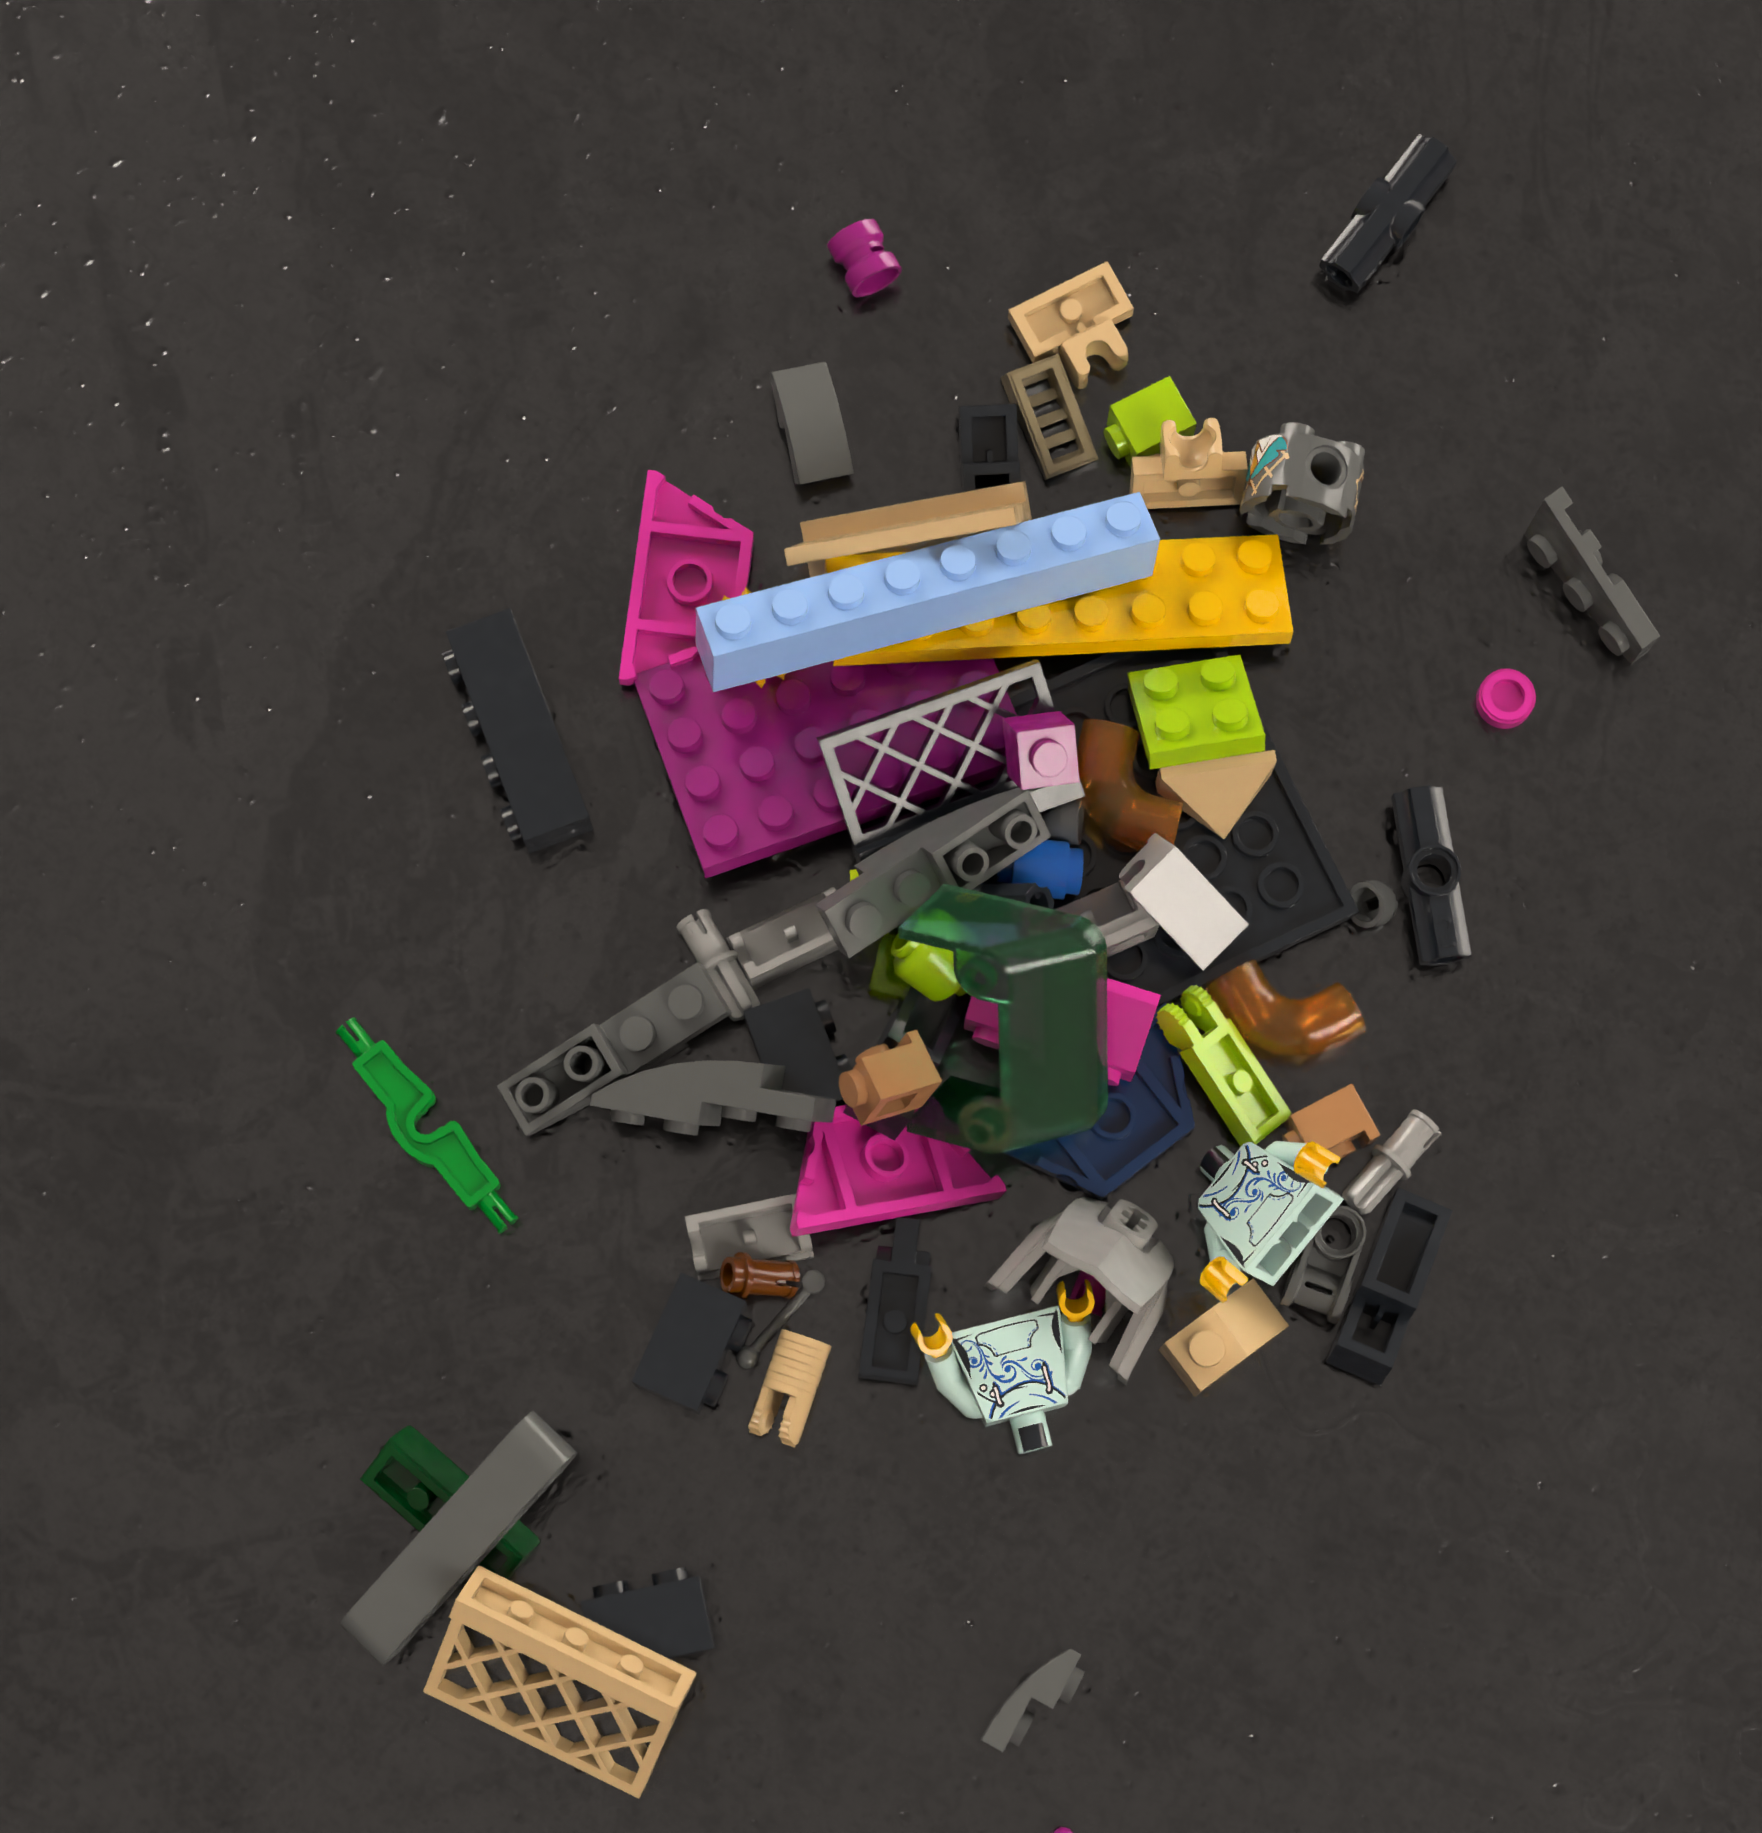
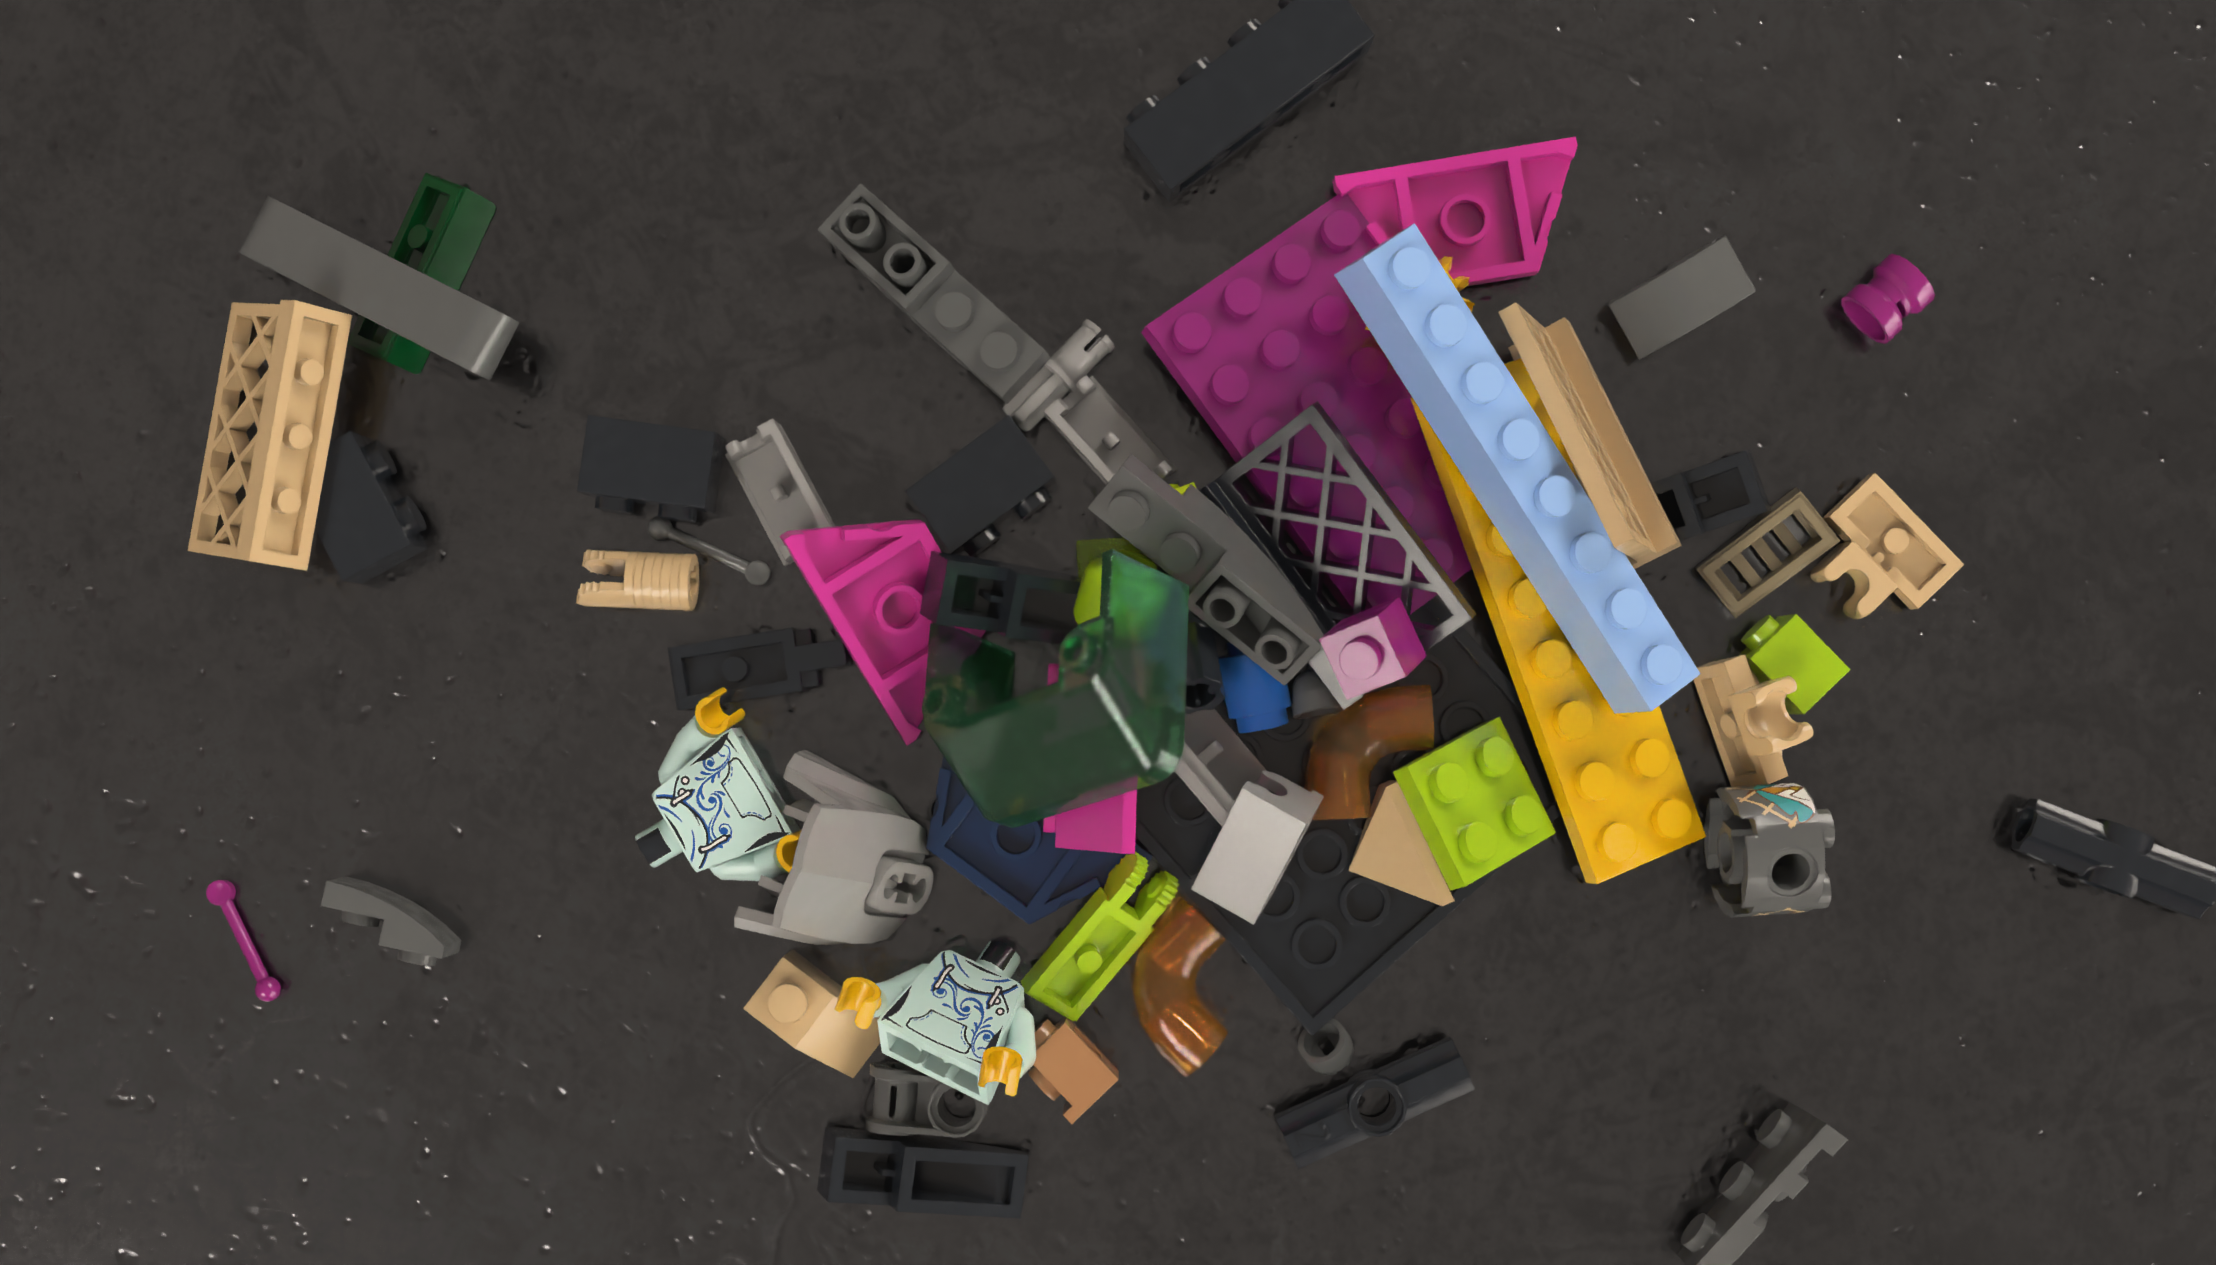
camera: 75 degrees right, 10 degrees up
(444, 1149) = (822, 96): green piece -> none
(707, 1091) = (915, 414): dark grey slope -> none
(746, 1276) = (739, 514): reddish brown pin -> none
(890, 1080) = (966, 588): medium nougat brick -> none
(1391, 1162) = (1052, 1140): light grey axle -> none
(1505, 698) = (1597, 1130): dark pink tile -> none

